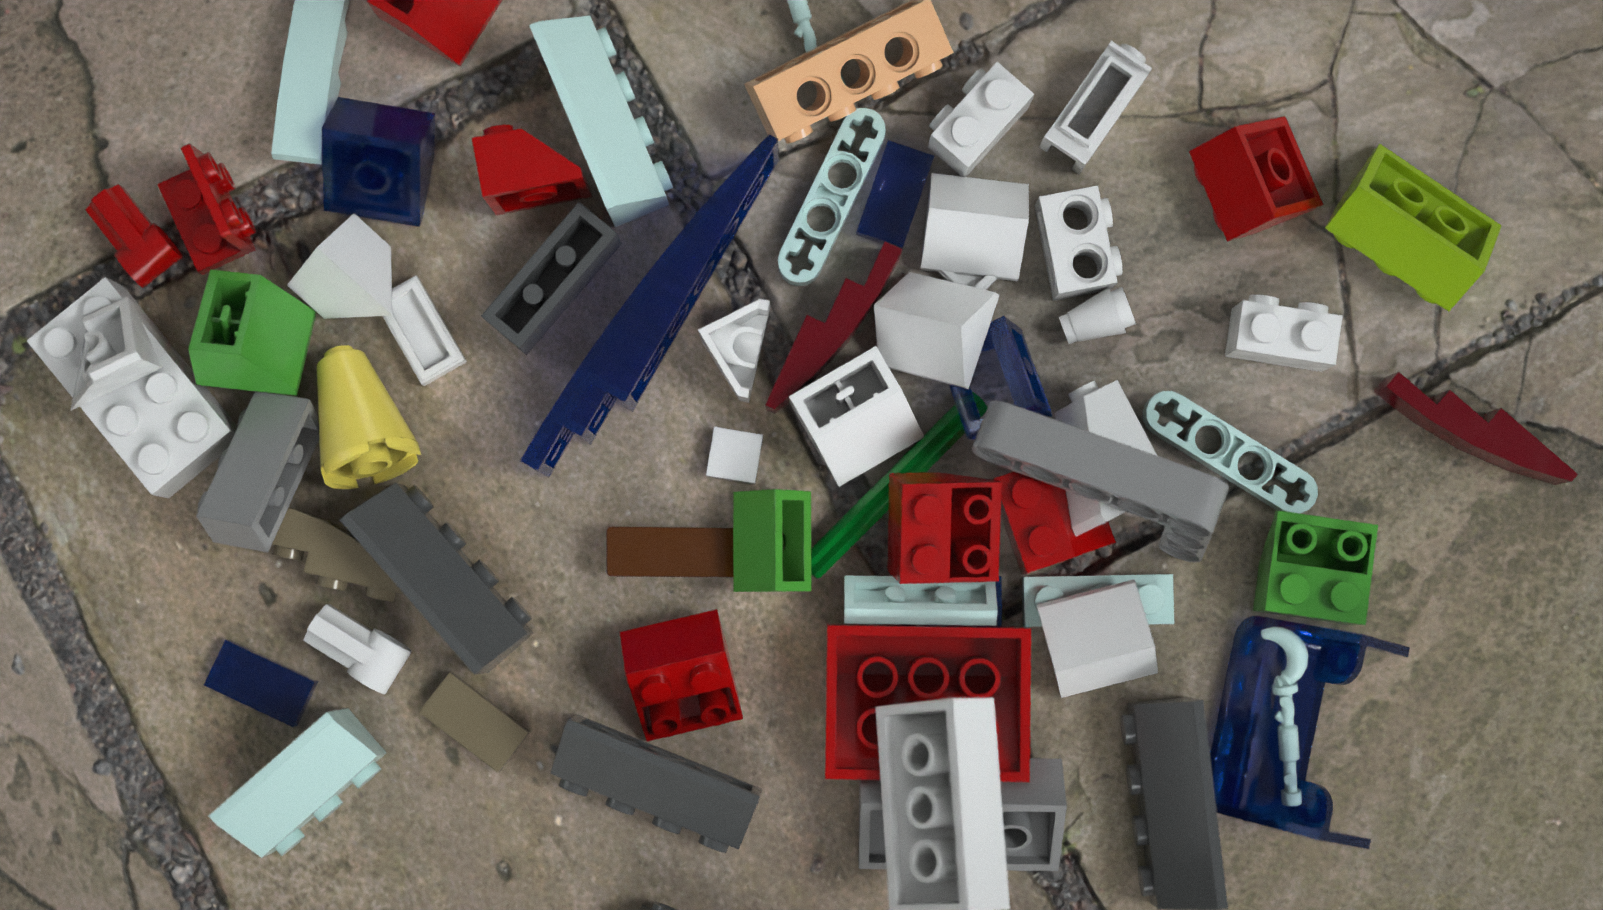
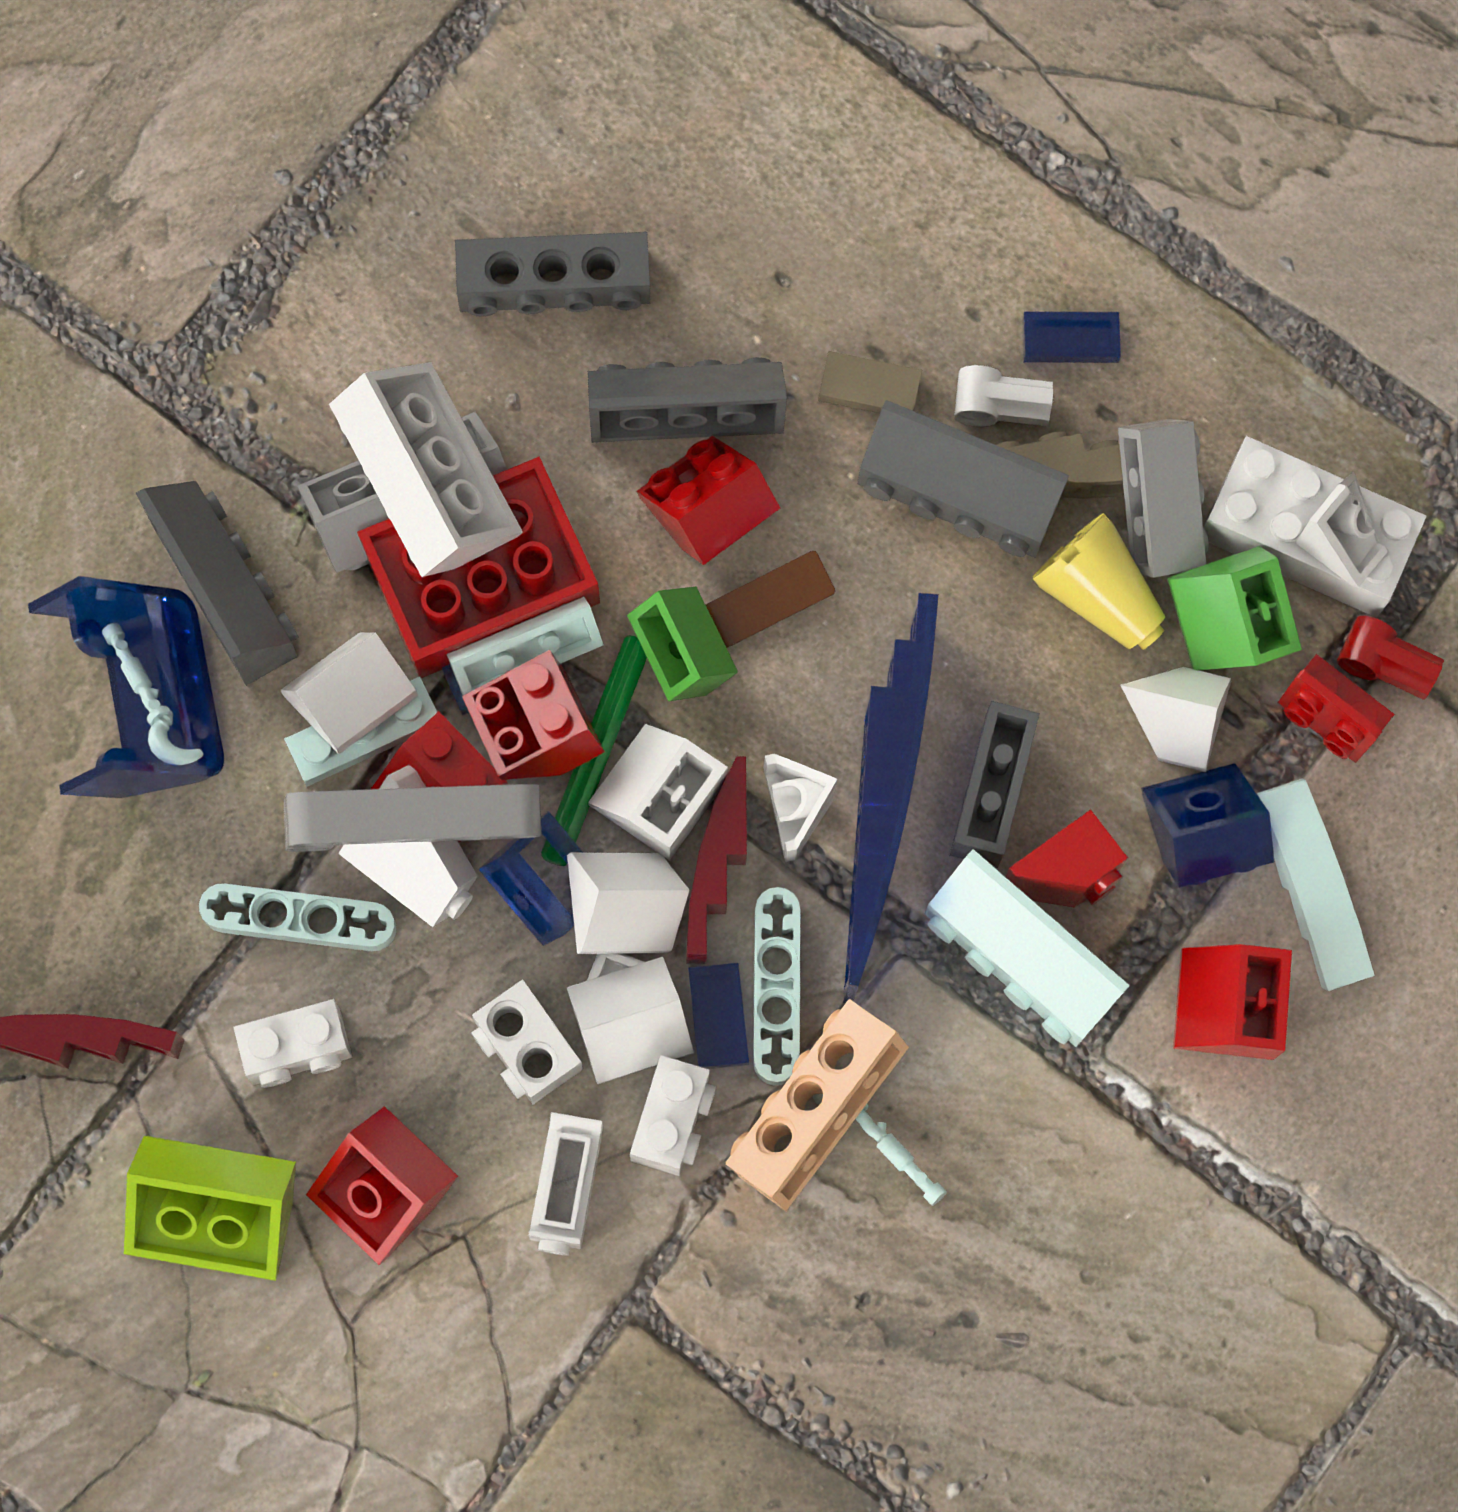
camera: 150 degrees right, 10 degrees down
(301, 784) = (989, 264): light aqua slope -> none
(422, 332) = (1088, 694): white tile -> none
(734, 455) = (753, 711): white tile -> none
(1098, 317) = (474, 984): white cone -> none
(1316, 568) = (172, 836): bright green slope -> none

